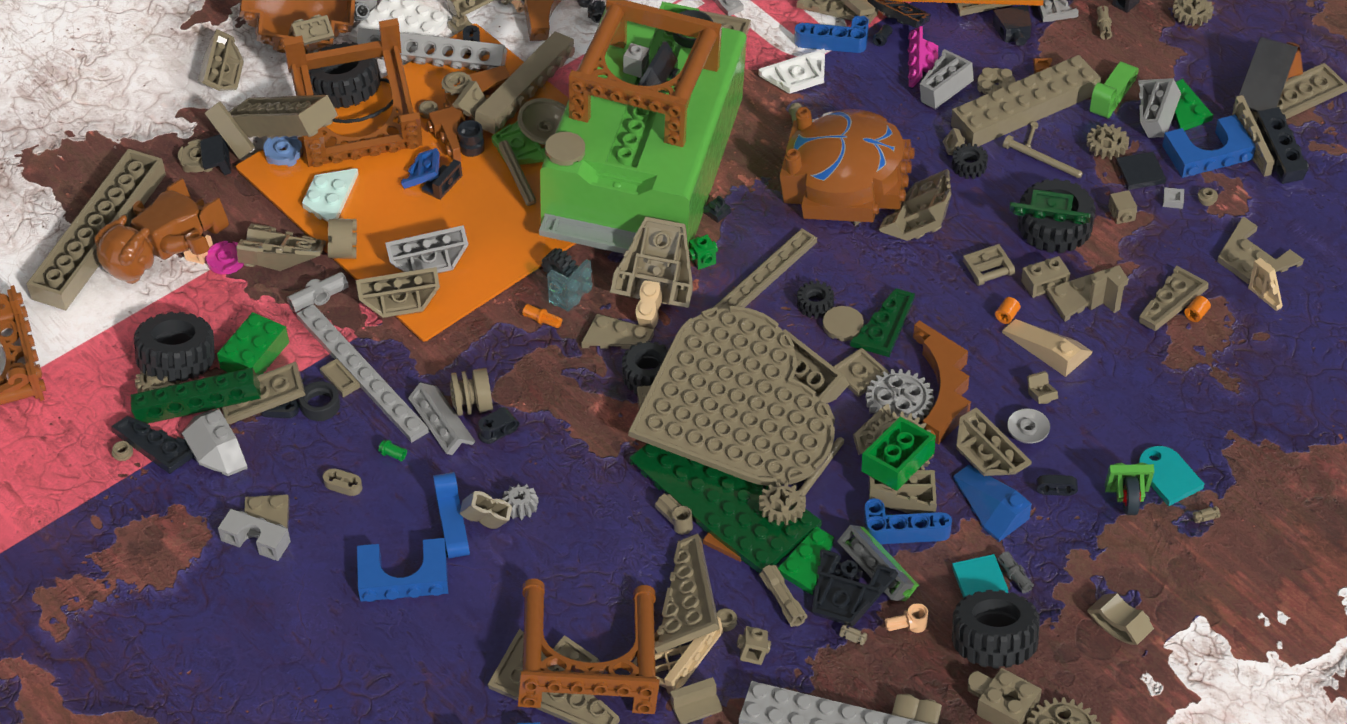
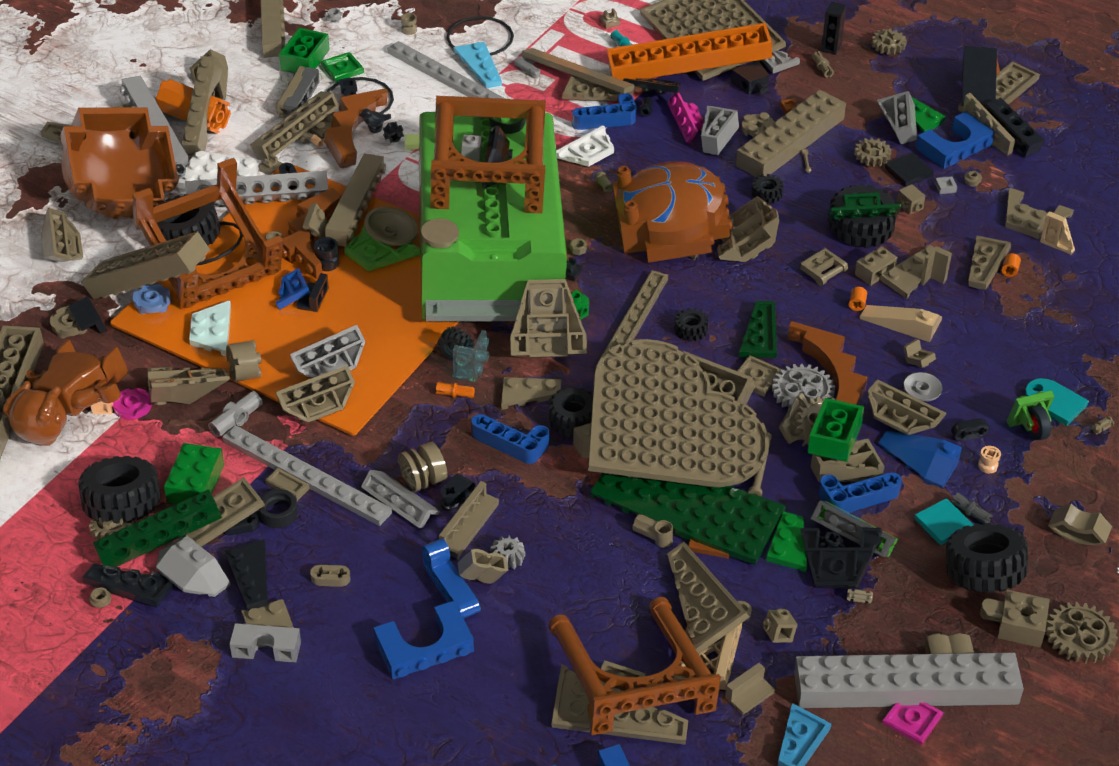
camera: 20 degrees left, 5 degrees down
(230, 130) = (95, 290): dark tan tile -> none
(267, 460) = (250, 572): none -> black wing
(312, 30) = (144, 183): dark tan bracket -> none
(392, 450) = (366, 536): green pin -> none
(452, 79) = (289, 209): dark tan gear -> none
(497, 459) = (469, 520): none -> dark tan fence
(517, 173) = (381, 274): dark tan axle -> none
(584, 394) = (511, 441): none -> blue beam
(649, 304) = (550, 357): tan brick -> none
(736, 184) = (578, 246): none -> dark tan tile
(776, 584) = (796, 586): dark tan axle -> none
(782, 503) = (749, 497): dark tan gear -> none
(842, 323) = (723, 339): dark tan tile -> none
(909, 619) = (906, 570): light nougat axle -> none
(953, 140) = (746, 176): dark tan tile -> none
(1009, 142) = (826, 175): dark tan bar -> none
(1060, 523) = (989, 459): none -> light nougat wheel
(1109, 95) = (857, 112): bright green beam -> none

